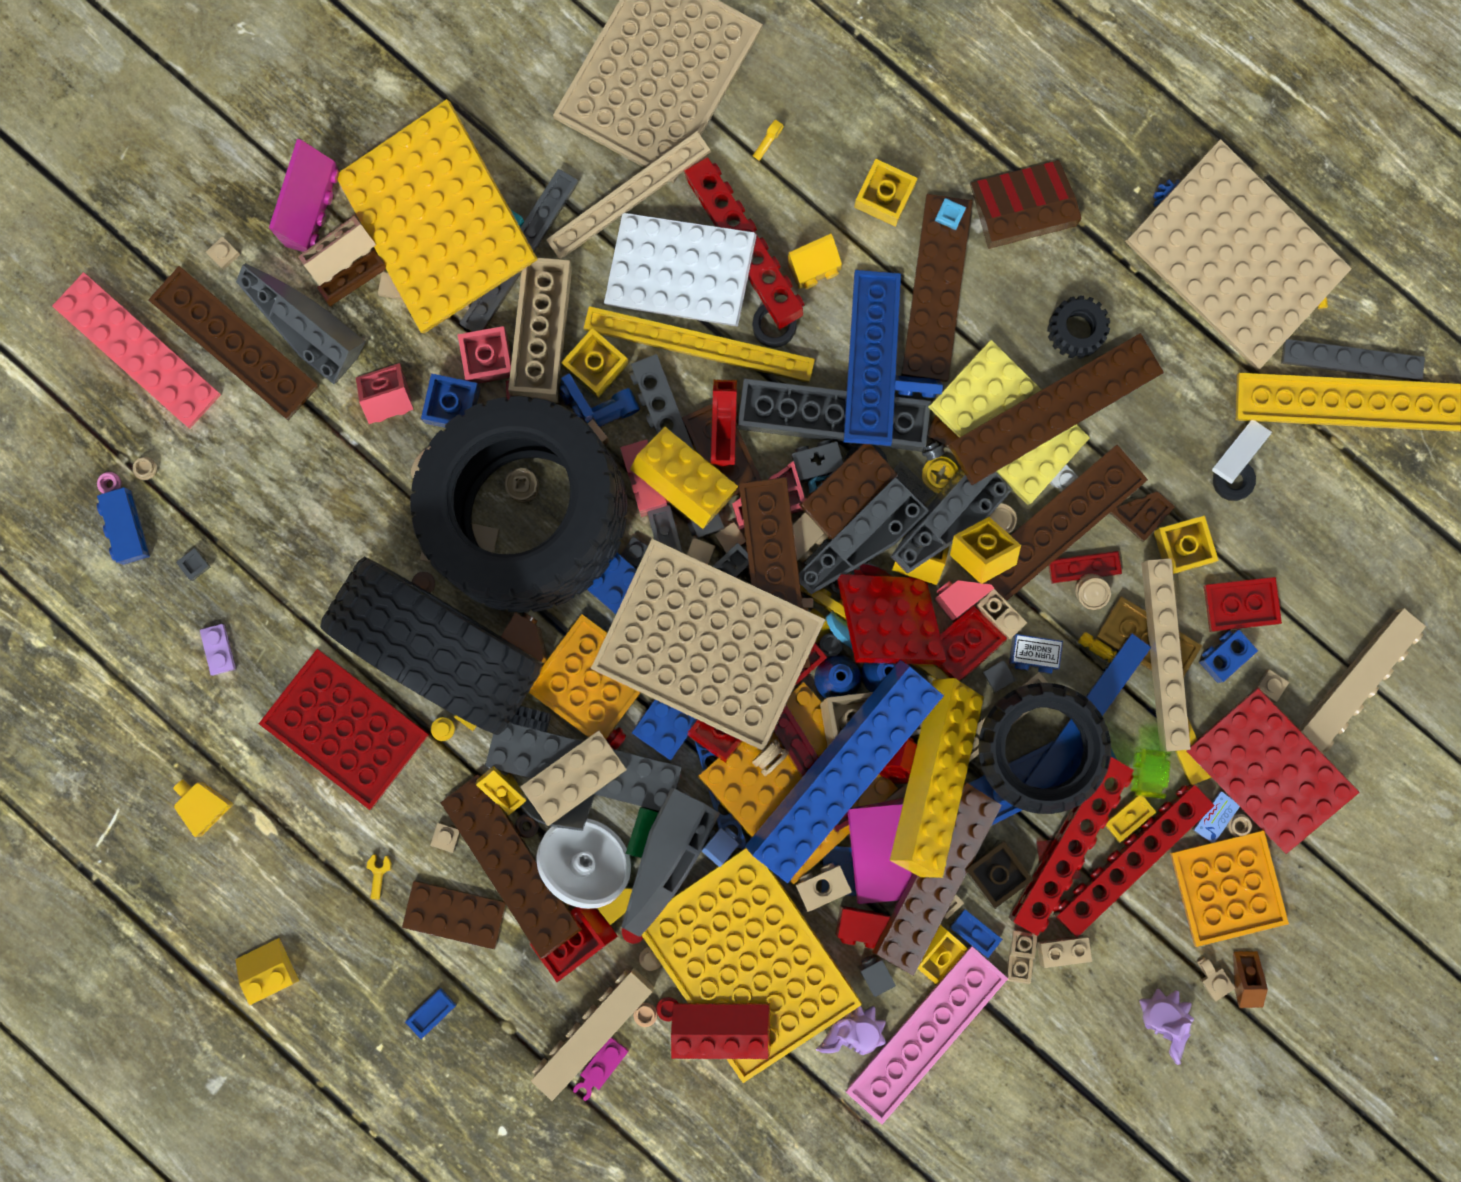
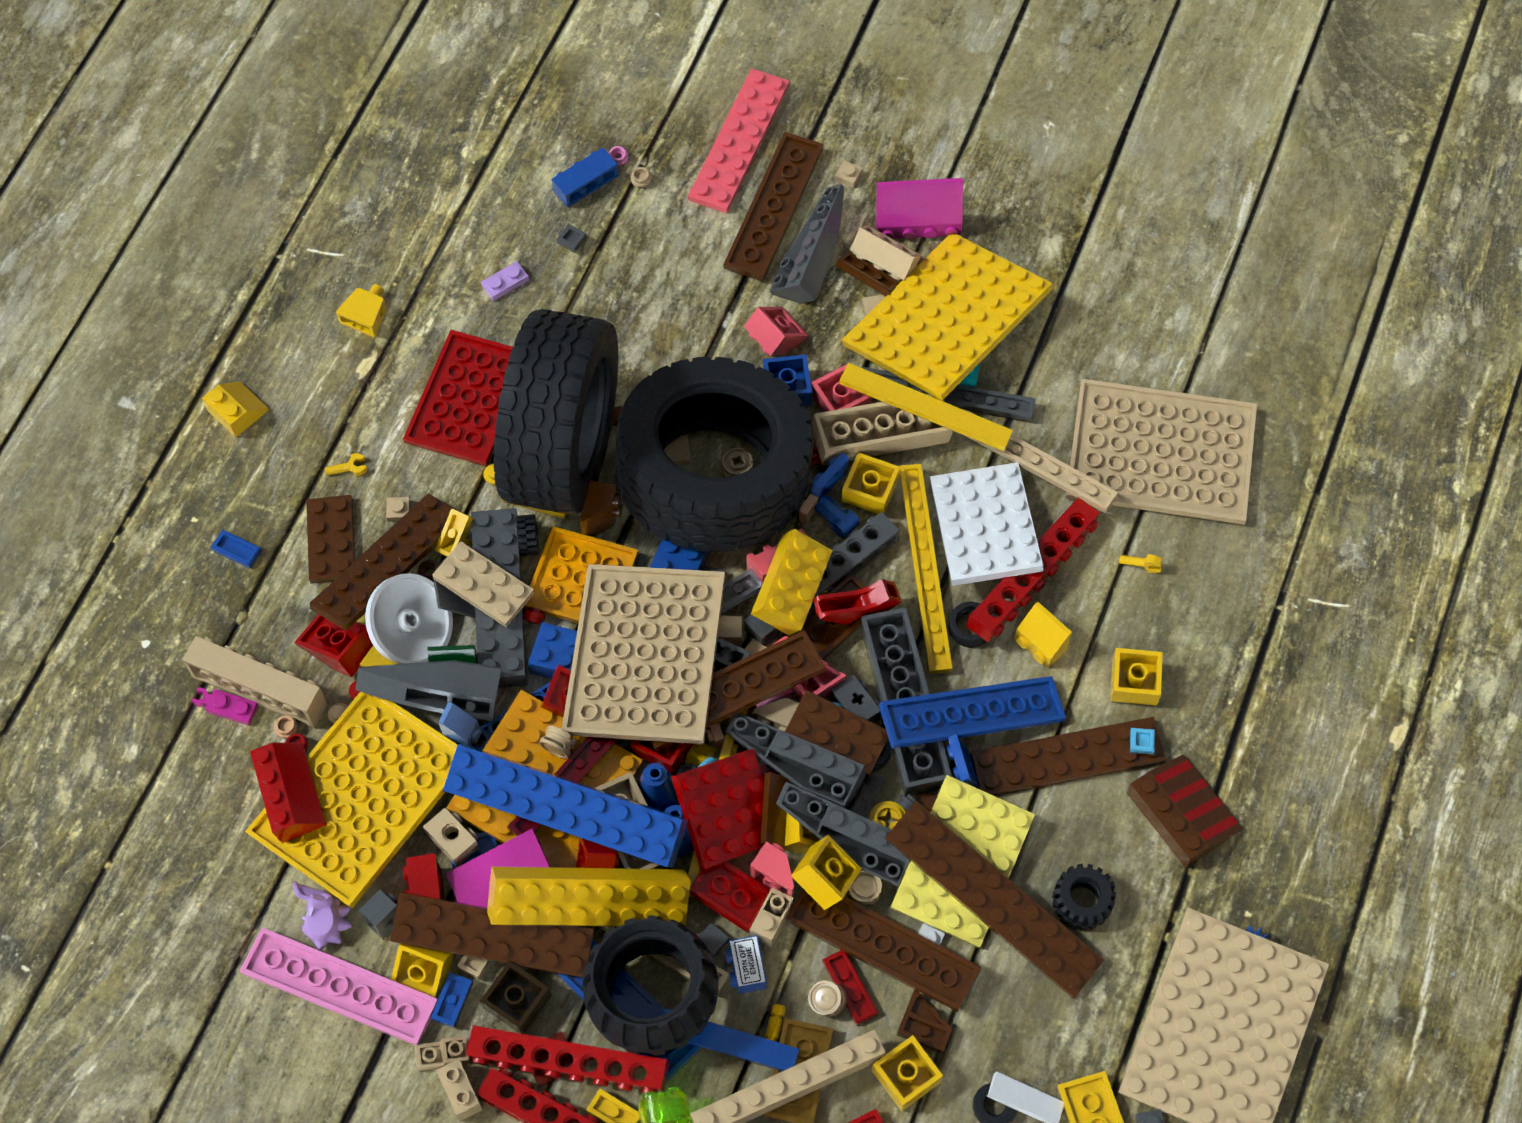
camera: 70 degrees right, 20 degrees down
(537, 278) = (925, 406): none -> yellow tile
(914, 581) = (772, 815): none -> reddish brown tile

